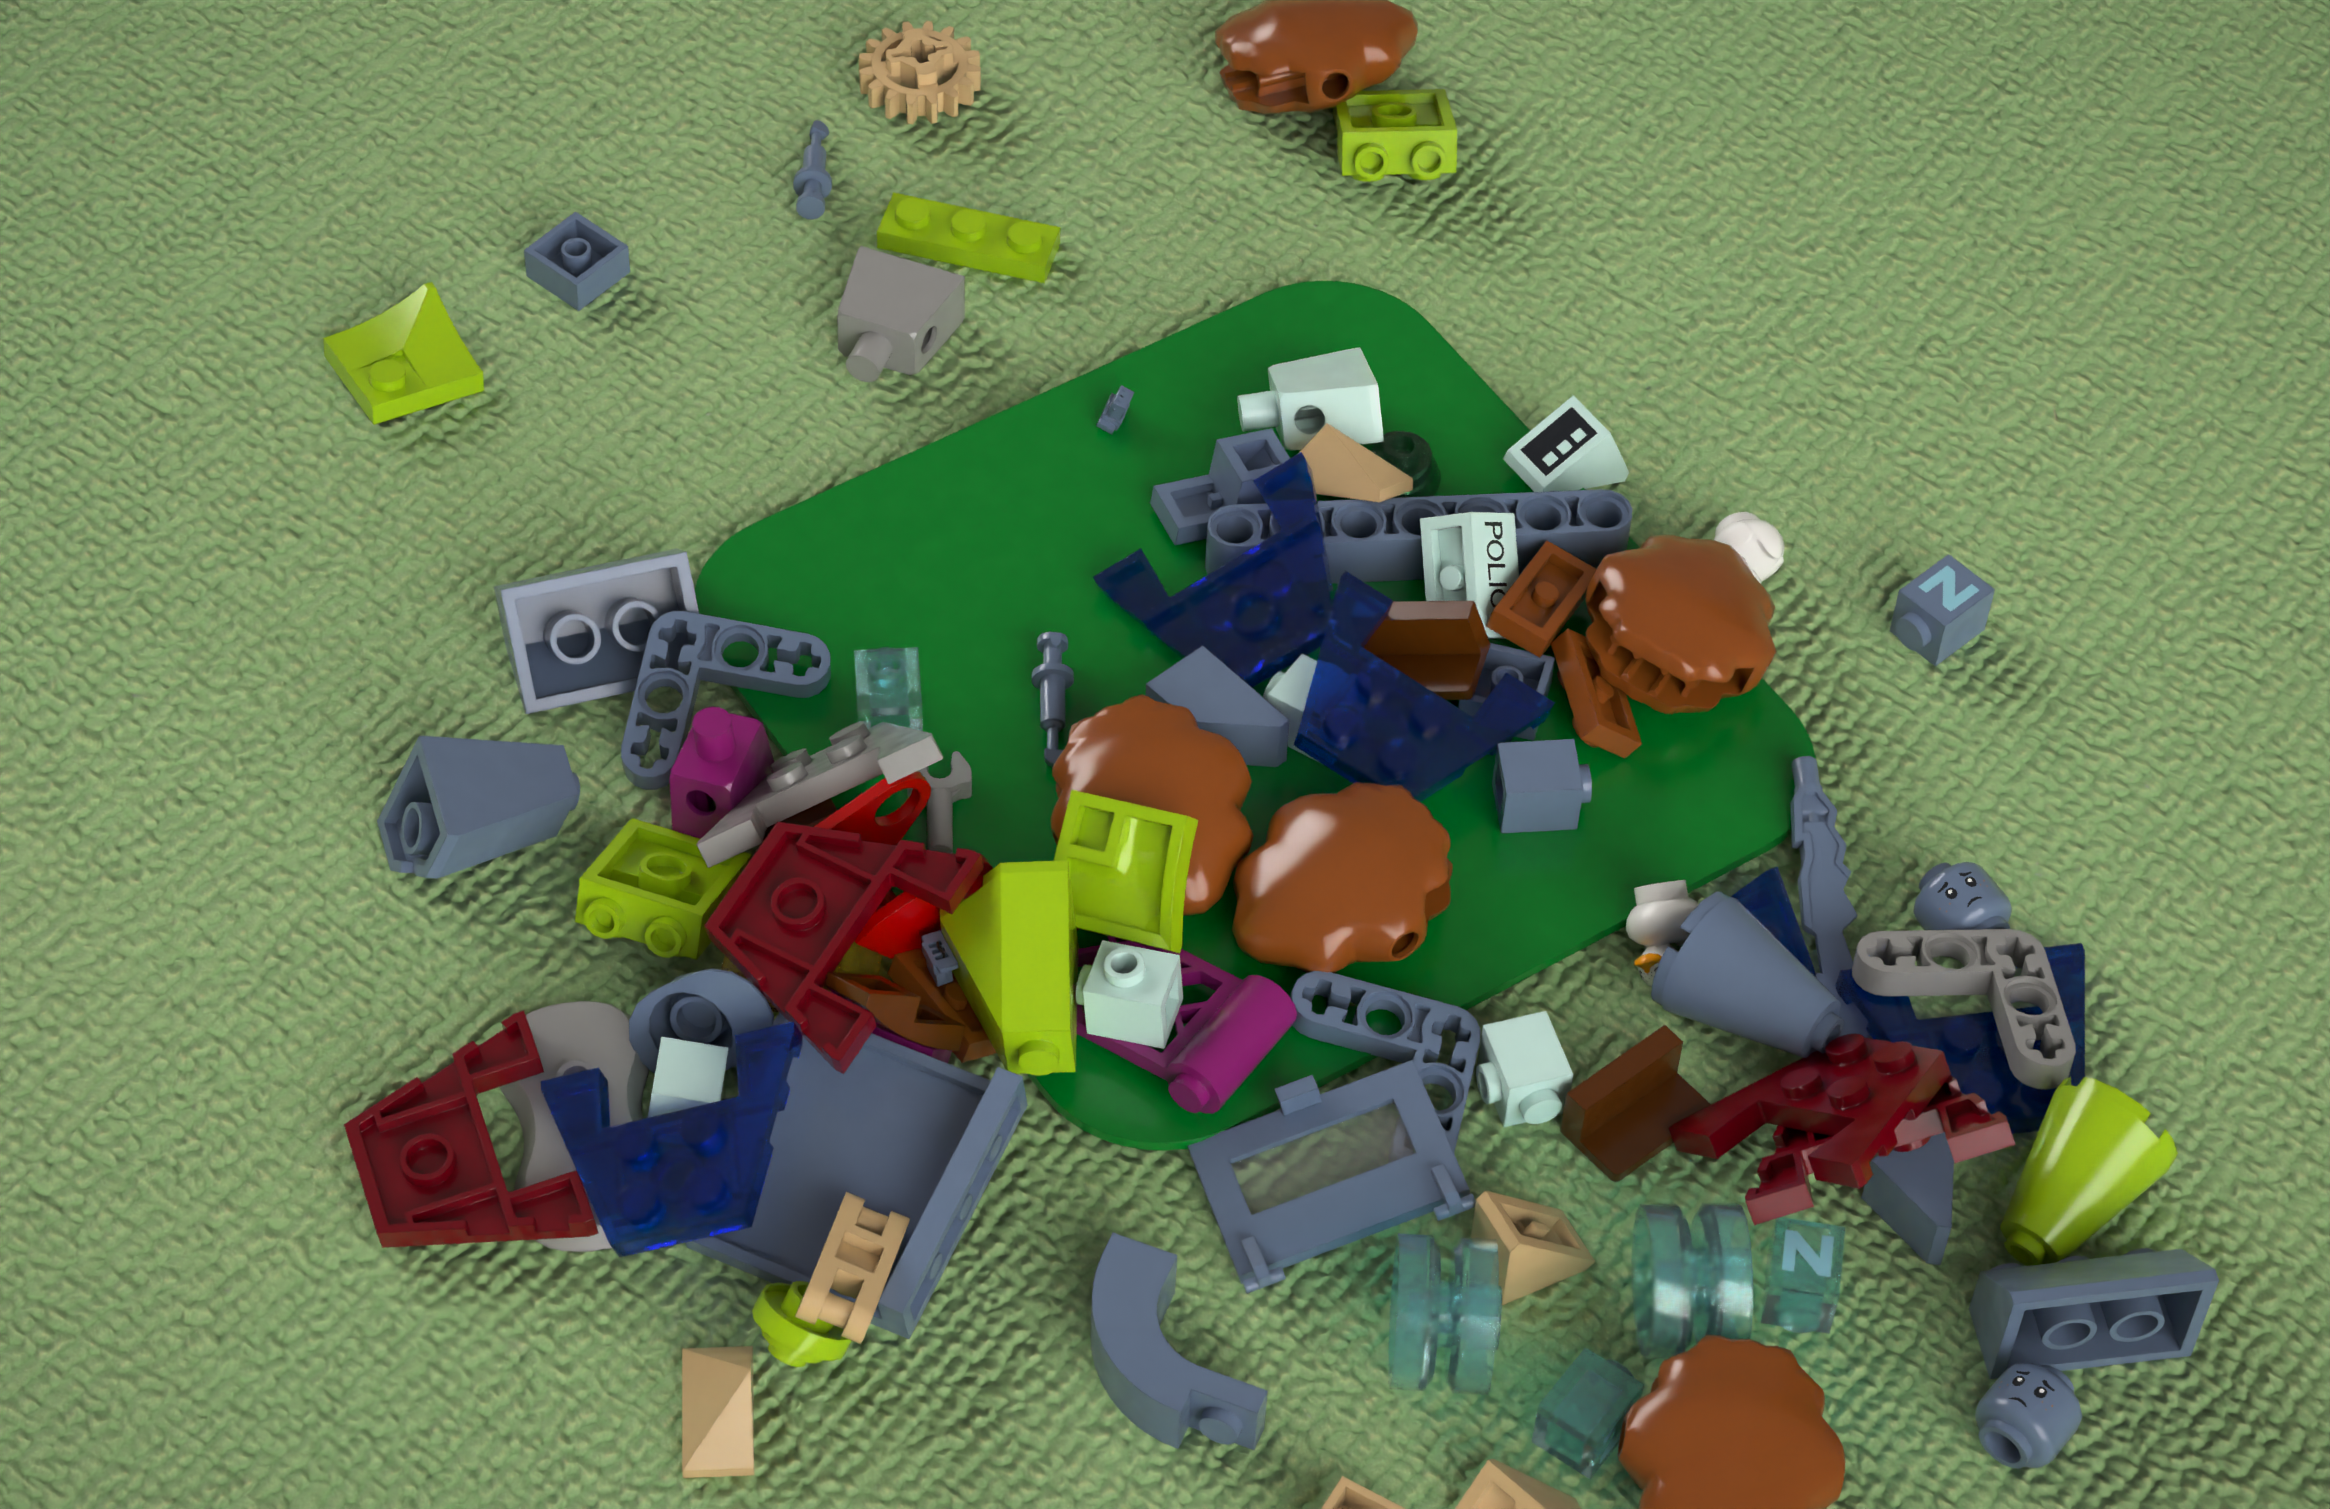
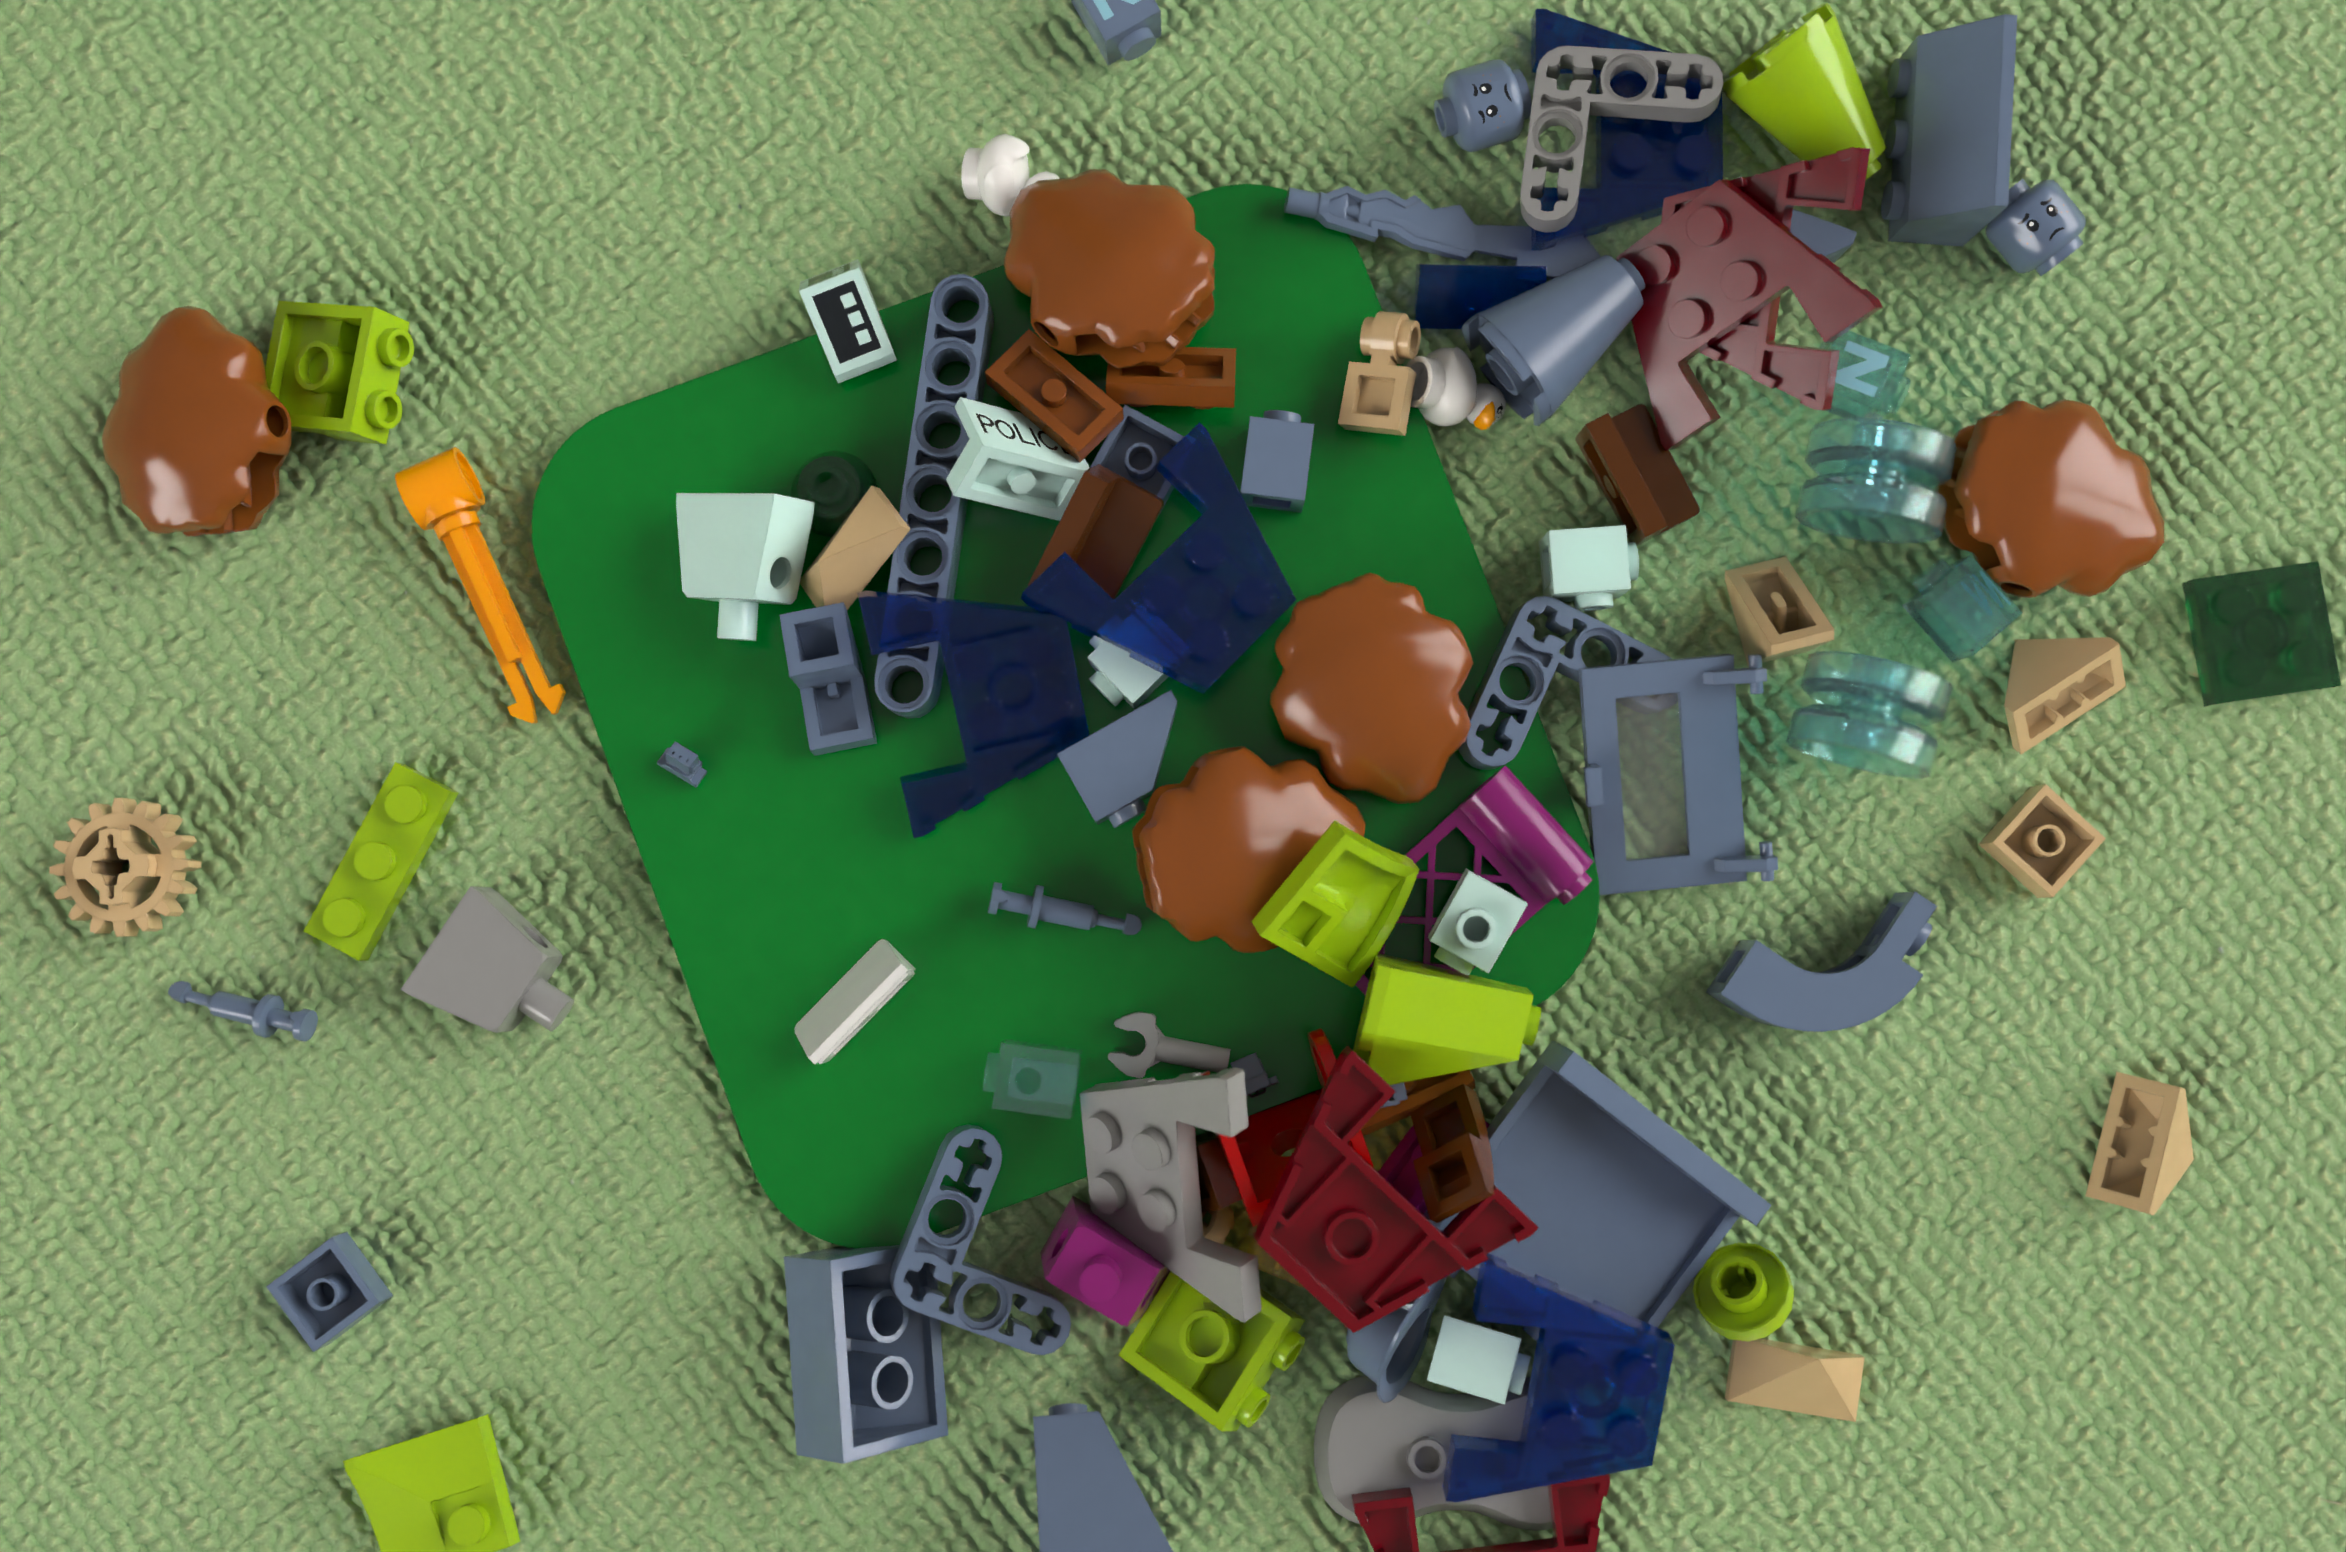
camera: 70 degrees left, 35 degrees up
(855, 1265) = (1724, 1243): tan plate -> none
(923, 563) = (853, 1002): none -> white slope
(1303, 220) = (446, 497): none -> light orange piece
(1643, 857) = (1380, 392): none -> tan plate

